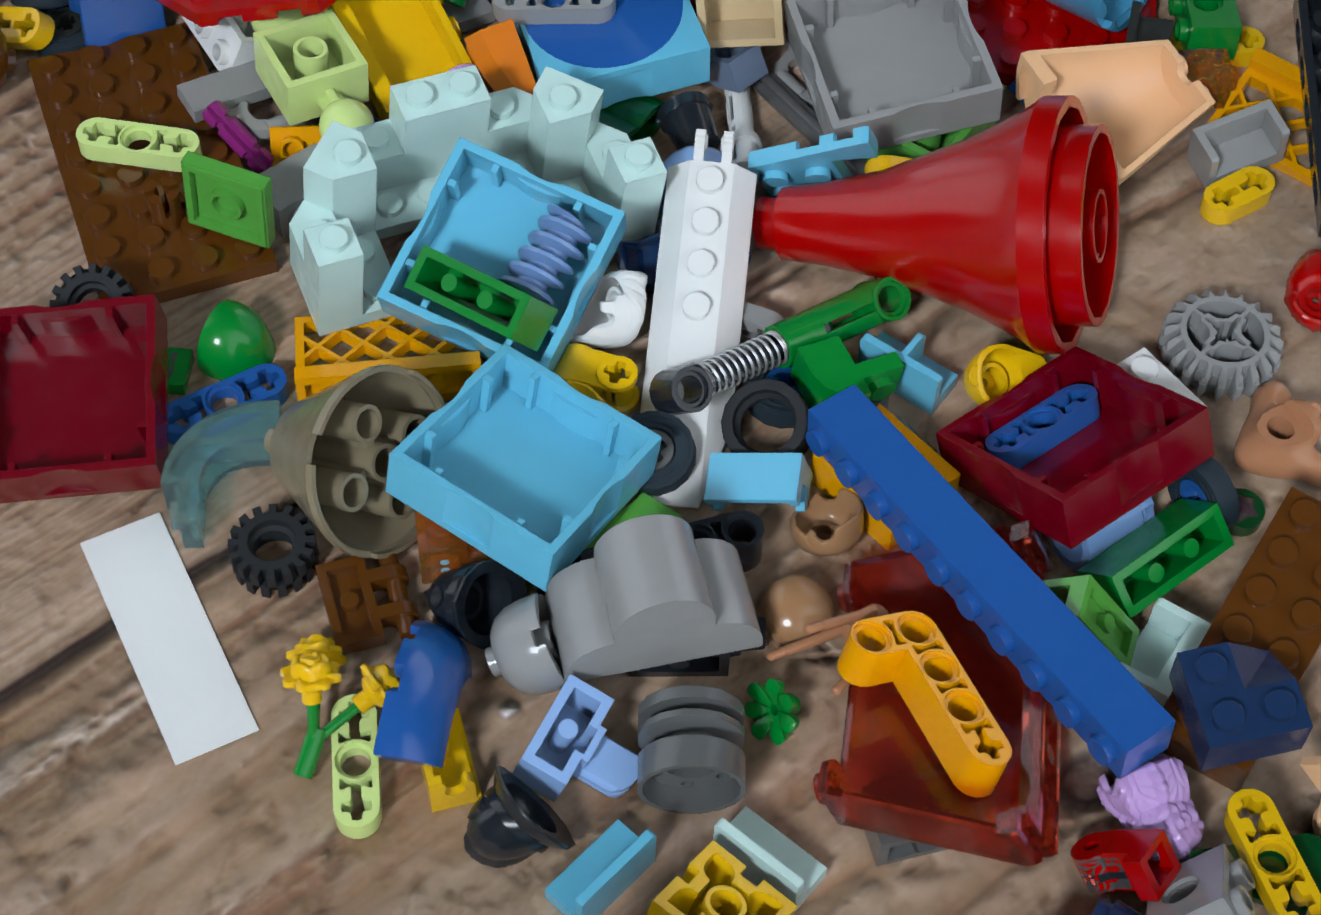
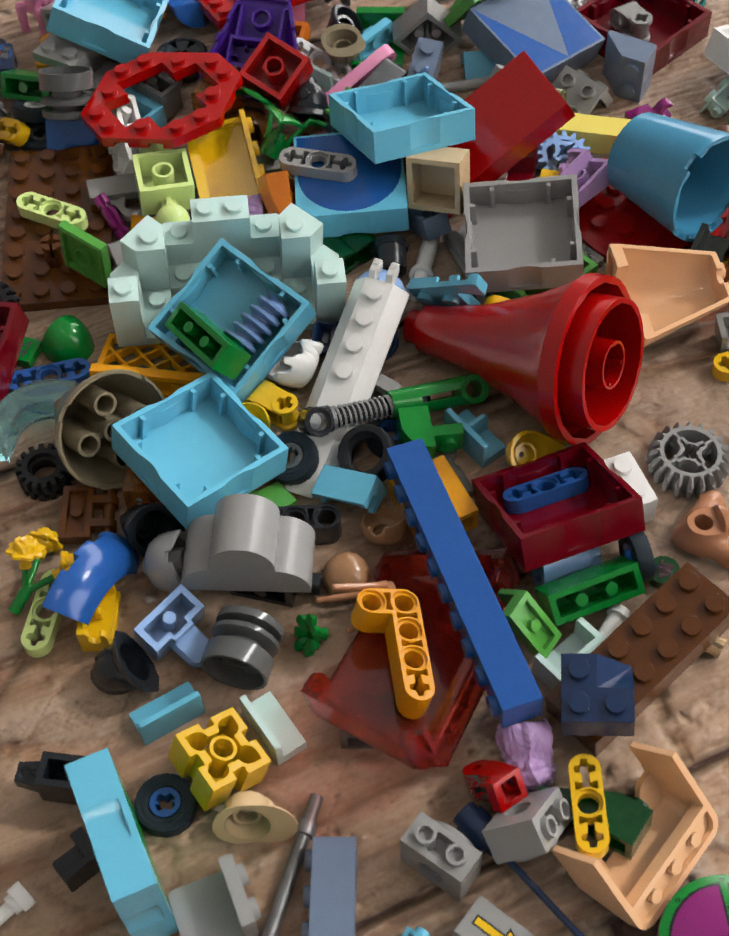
camera: 20 degrees right, 0 degrees up
(1202, 591) = (615, 617): none -> white pin

